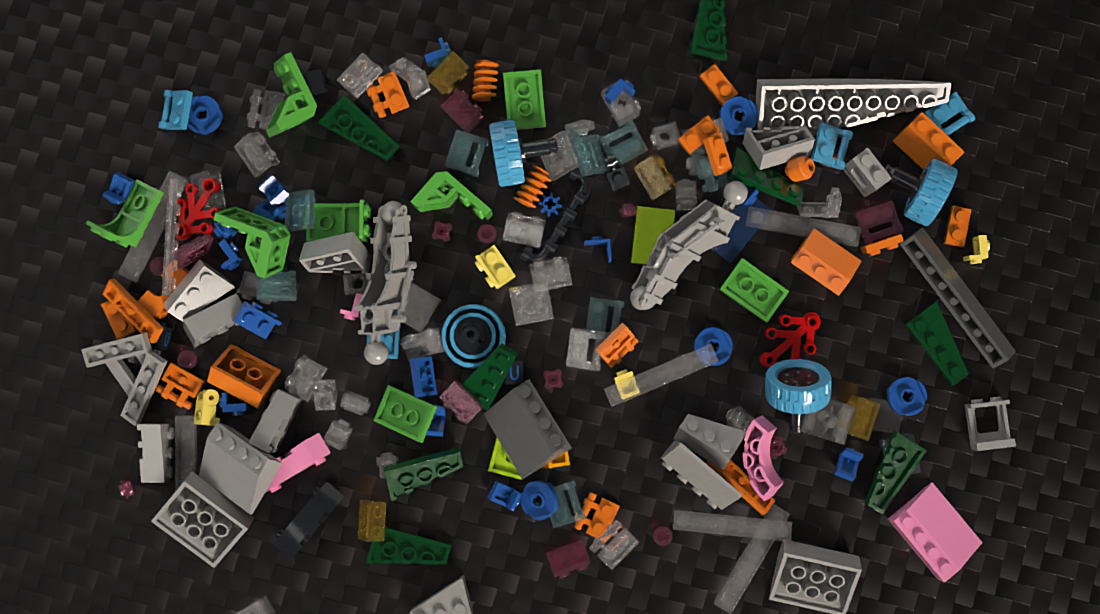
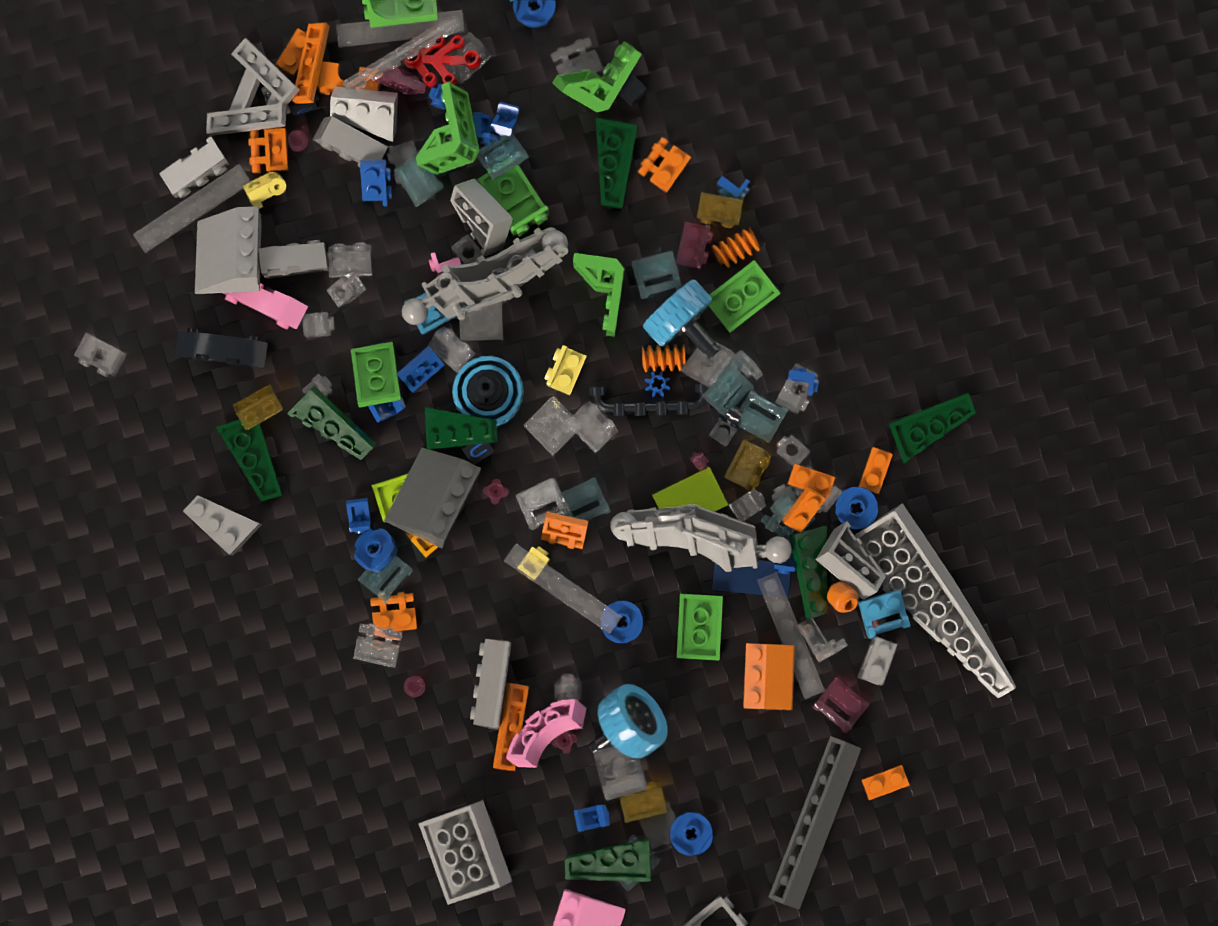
camera: 55 degrees right, 0 degrees up
(126, 489) = (143, 163): clear pink plate -> none
(156, 266) = (366, 57): clear pink plate -> none
(203, 519) = (161, 252): light grey slope -> none
(231, 251) = (424, 115): blue bracket -> none
(237, 409) = (281, 216): blue bracket -> none
(243, 375) = (315, 203): orange slope -> none
(256, 153) = (529, 79): clear bracket -> none
(355, 403) = (356, 322): clear brick -> none
(359, 75) = (665, 128): clear bracket -> none
(412, 75) = (696, 176): clear bracket -> none
(441, 226) = (565, 305): clear pink plate -> none
(461, 402) = (419, 419): clear pink bracket -> none
(487, 233) = (592, 342): clear pink plate -> none
(524, 229) = (618, 374): clear bracket -> none
(568, 558) = (338, 611): clear pink bracket -> none
(600, 241) = (653, 451): blue bracket -> none
(710, 439) = (531, 672): light grey wedge -> none
(732, 525) = (465, 744): clear plate -> none
(747, 565) = (446, 783): clear plate -> none
(793, 337) = (679, 691): red plant -> none
(890, 243) = (827, 727): orange plate -> none
(926, 141) = (943, 705): orange slope -> none
(927, 190) = (894, 727): dark azure wheel -> none
(936, 340) = (763, 829): dark green wing -> none
(944, 111) = (987, 701): dark azure plate -> none
(980, 247) = (879, 816): light yellow bracket -> none

